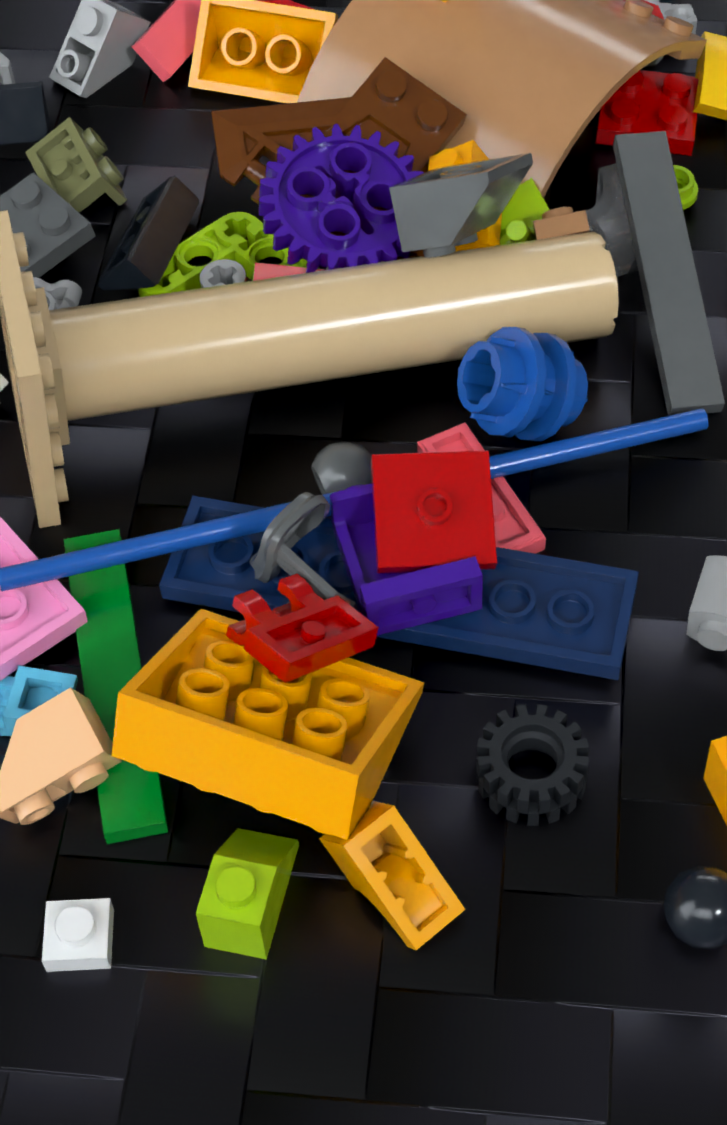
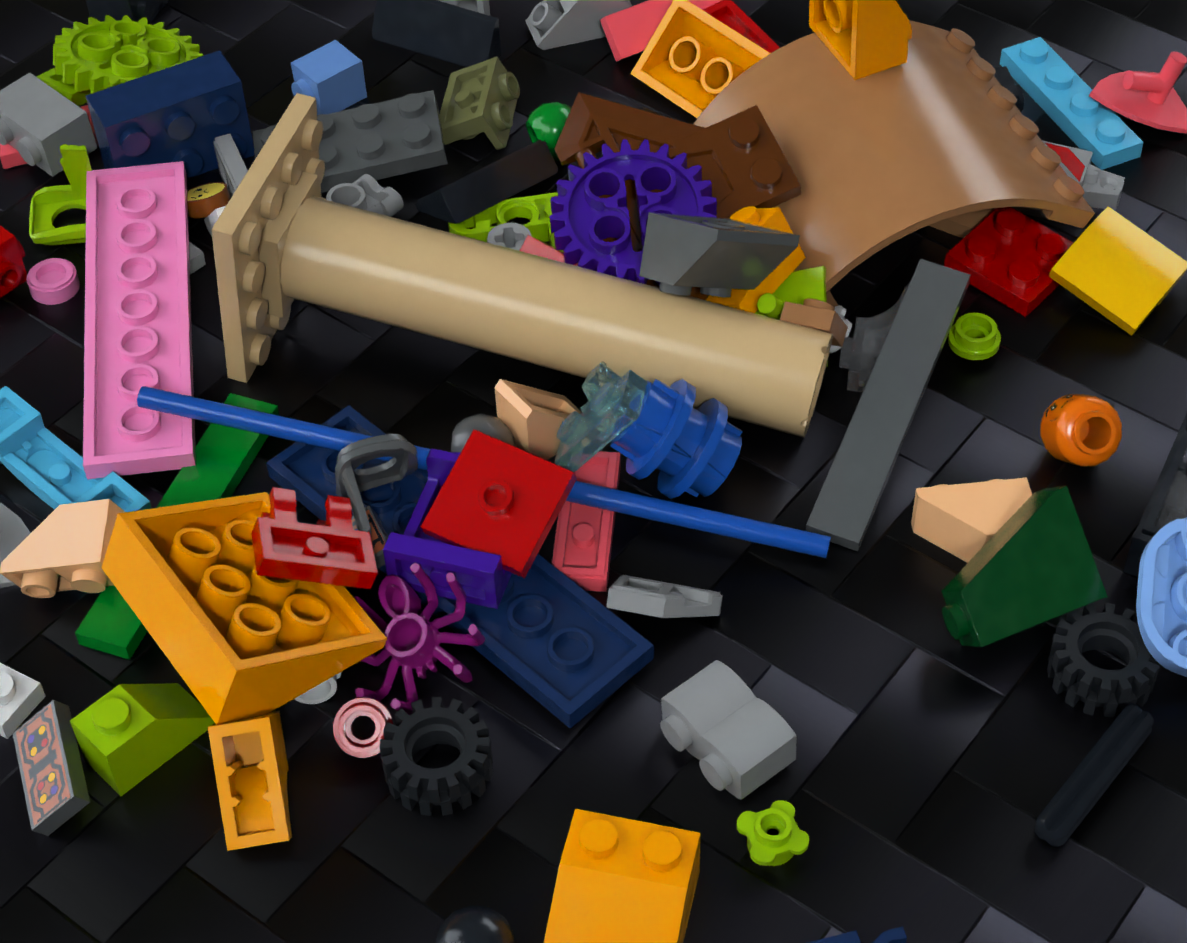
camera: 30 degrees right, 5 degrees down
(169, 157) = (547, 124): none -> green piece
(190, 969) = (50, 768): none -> tile
(375, 424) = (532, 416): none -> light nougat slope
(439, 667) = (413, 638): none -> magenta animal
(450, 392) = (611, 407): none -> clear light blue hinge
(463, 774) = (343, 726): none -> plate
(604, 530) = (662, 598): none -> light grey tile

